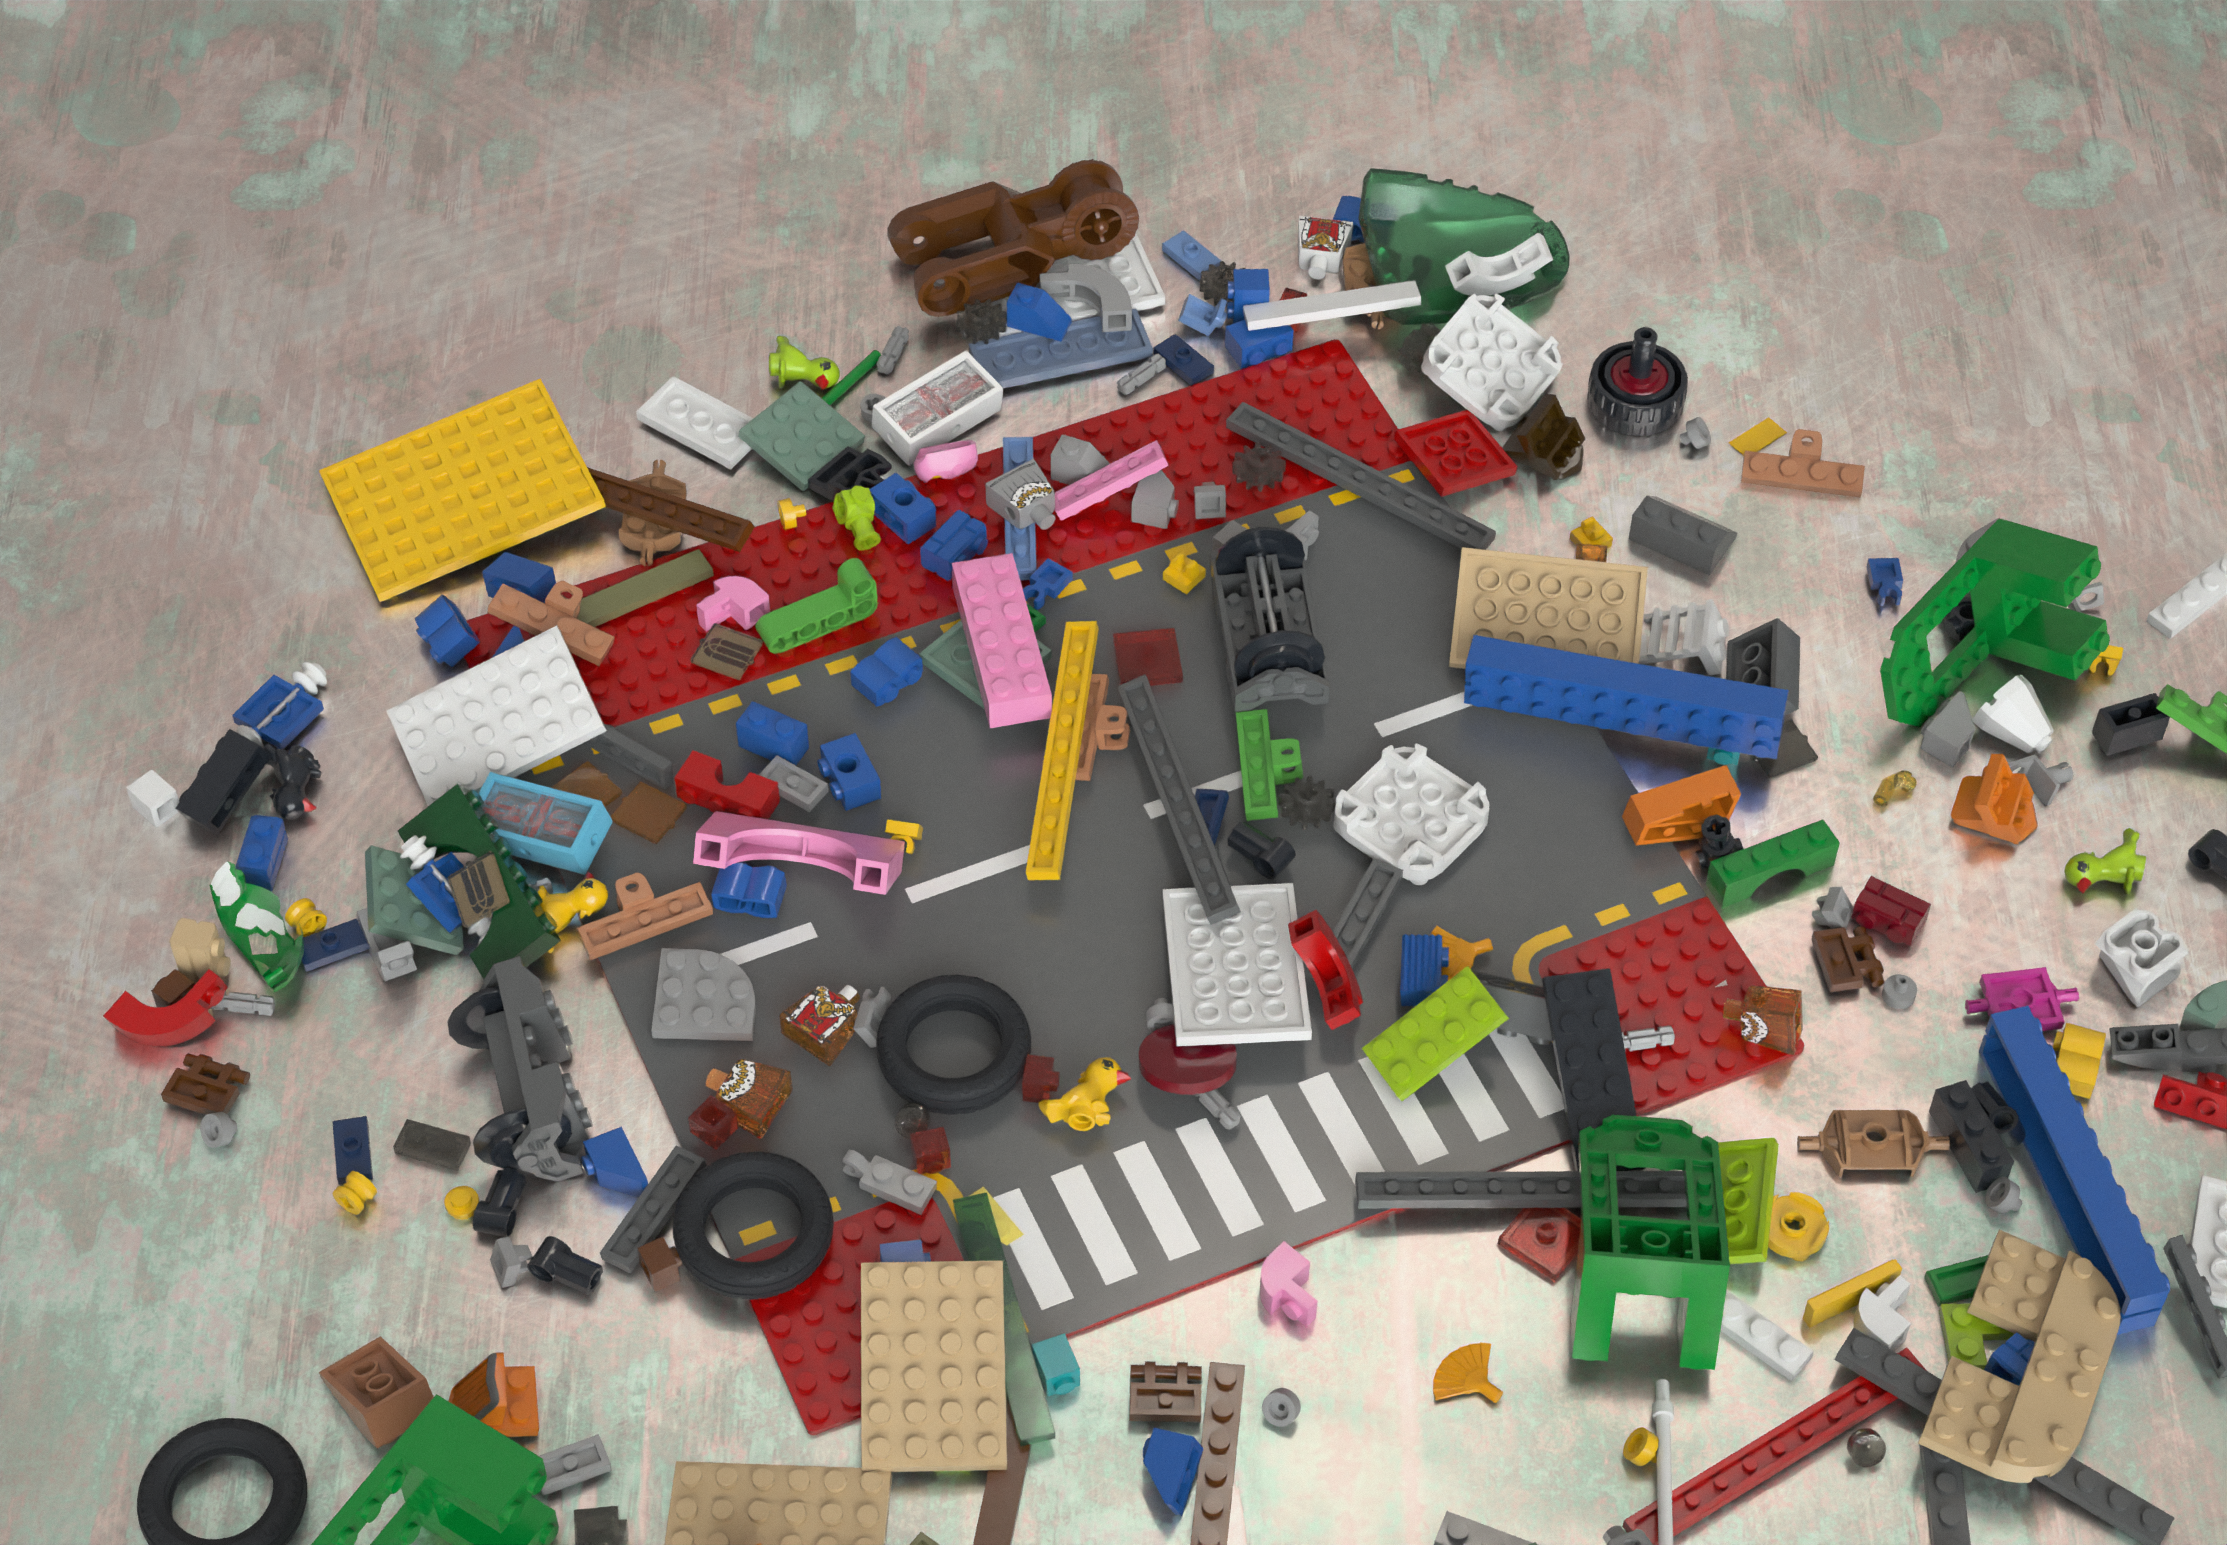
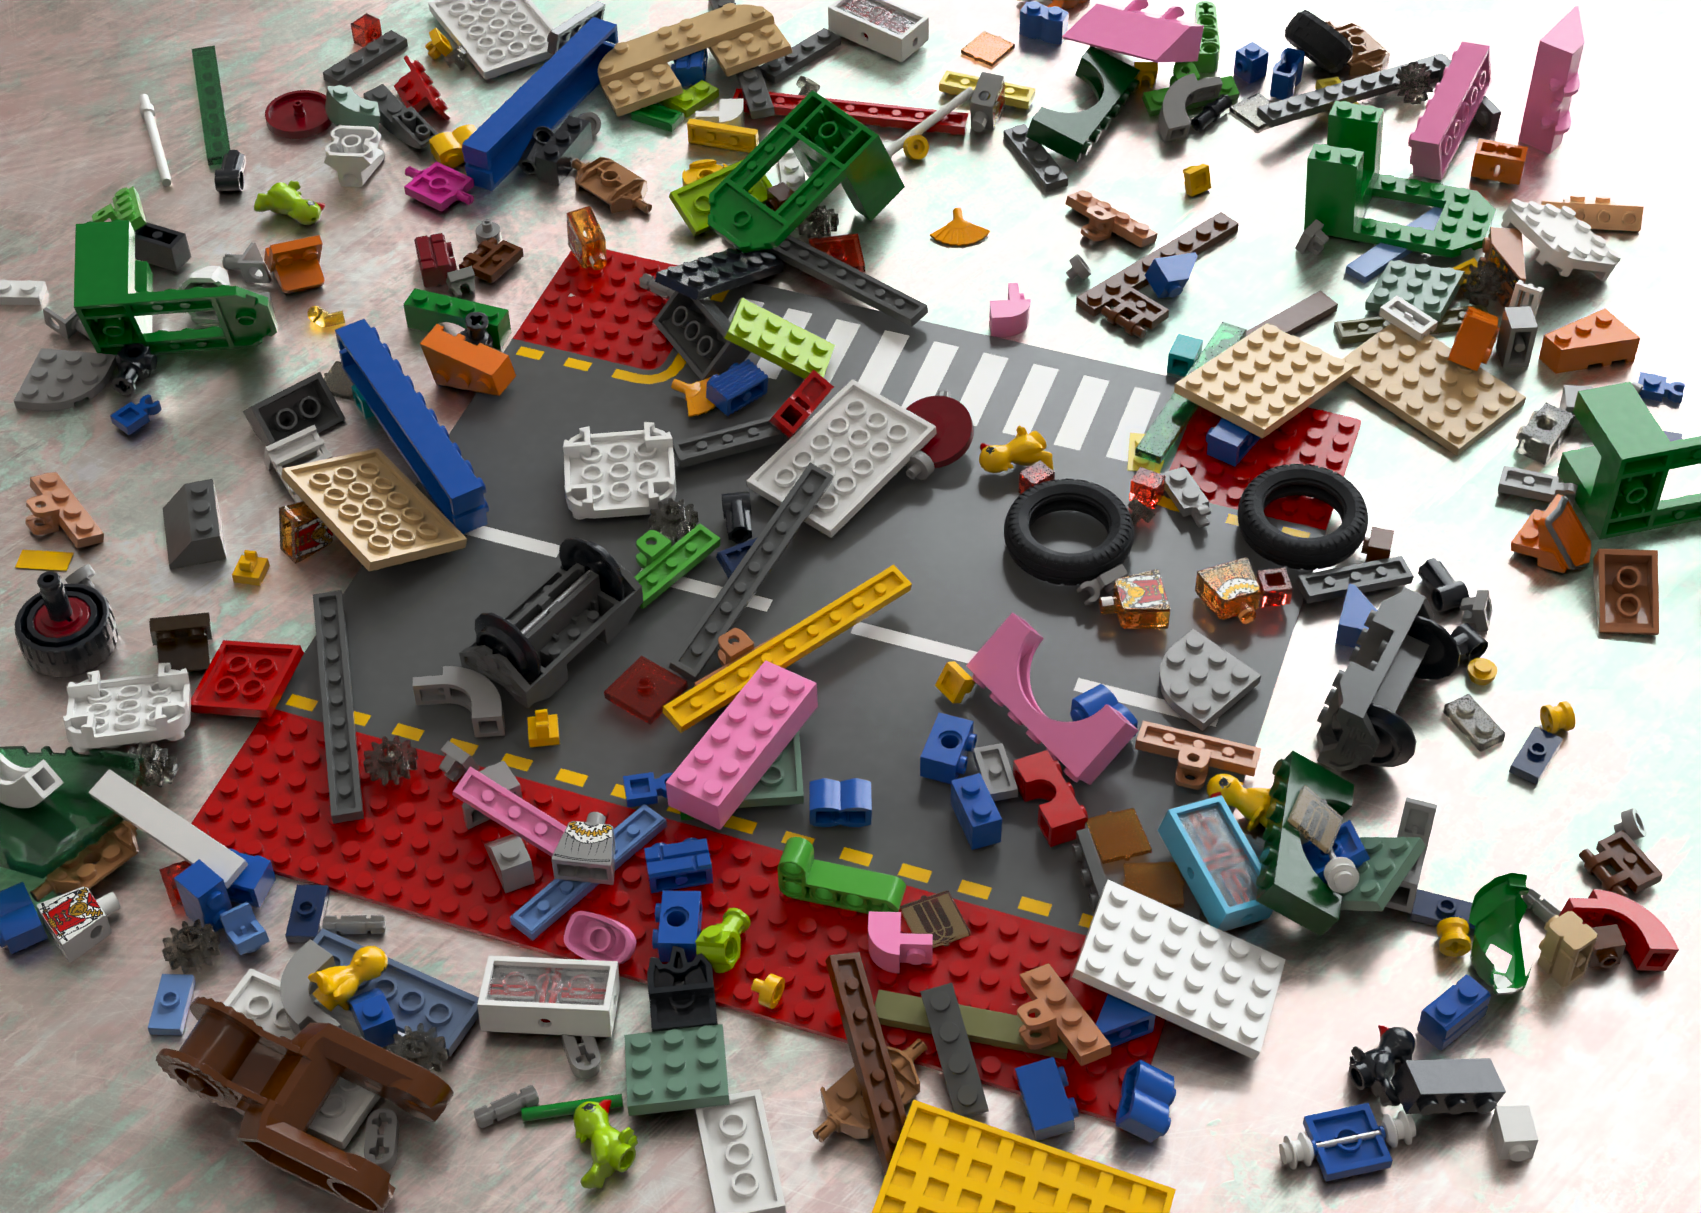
camera: 135 degrees left, 5 degrees down
(616, 567) = (954, 1051): none -> dark grey plate
(1076, 302) = (340, 983): none -> yellow animal
(1326, 1510) = (1107, 219): none -> nougat plate

